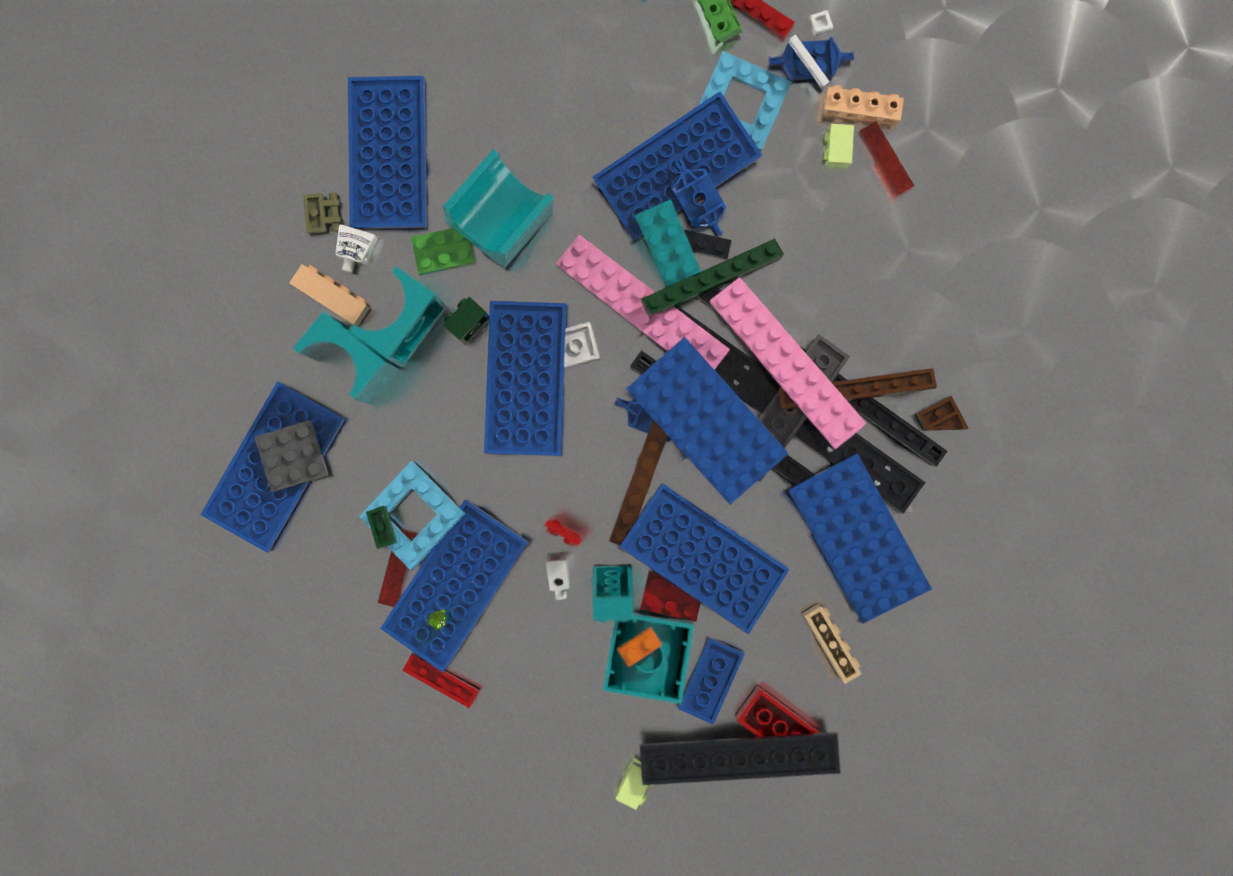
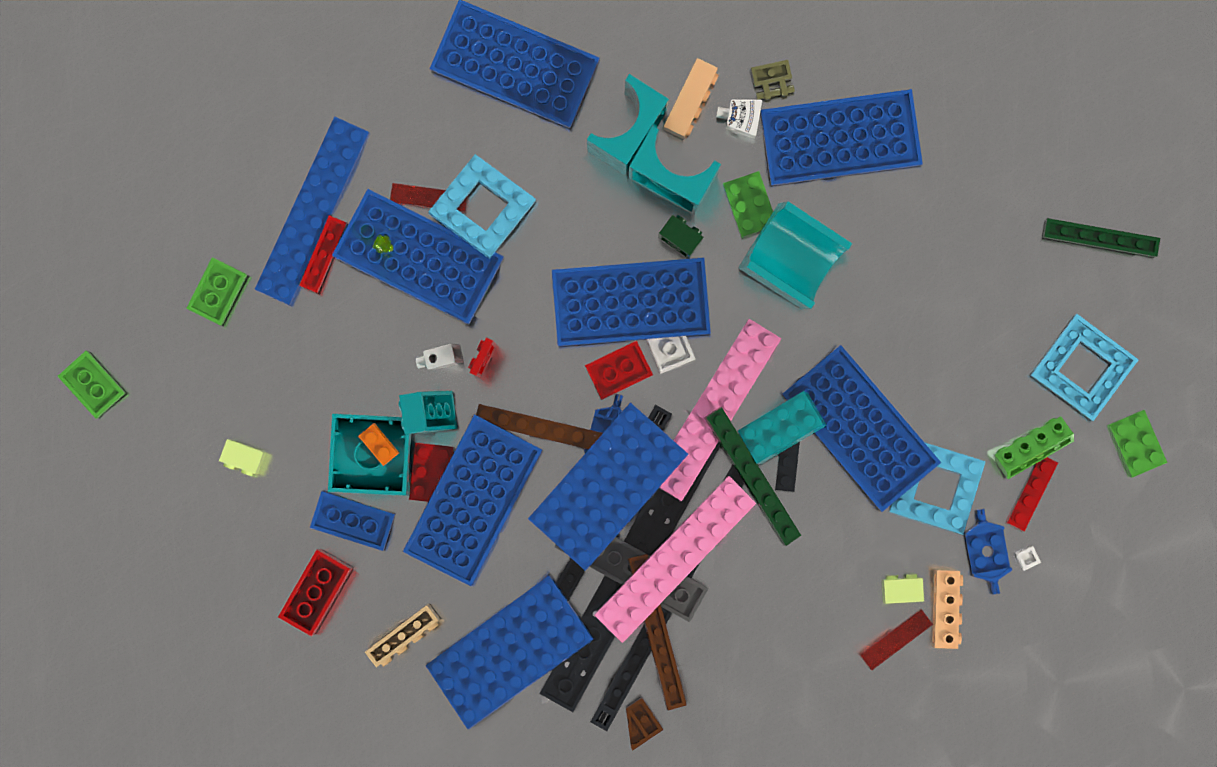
camera: 85 degrees right, 0 degrees up
(291, 456) = (527, 81): dark grey plate -> none
(381, 527) = (466, 178): dark green plate -> none
(395, 688) = (311, 210): none -> blue plate
(465, 792) = (216, 291): none -> bright green plate
(591, 398) = (619, 370): none -> red plate
(687, 186) = (845, 445): blue plate -> none
(740, 758) = (280, 555): black plate -> none
(808, 61) = (982, 548): white tile -> none

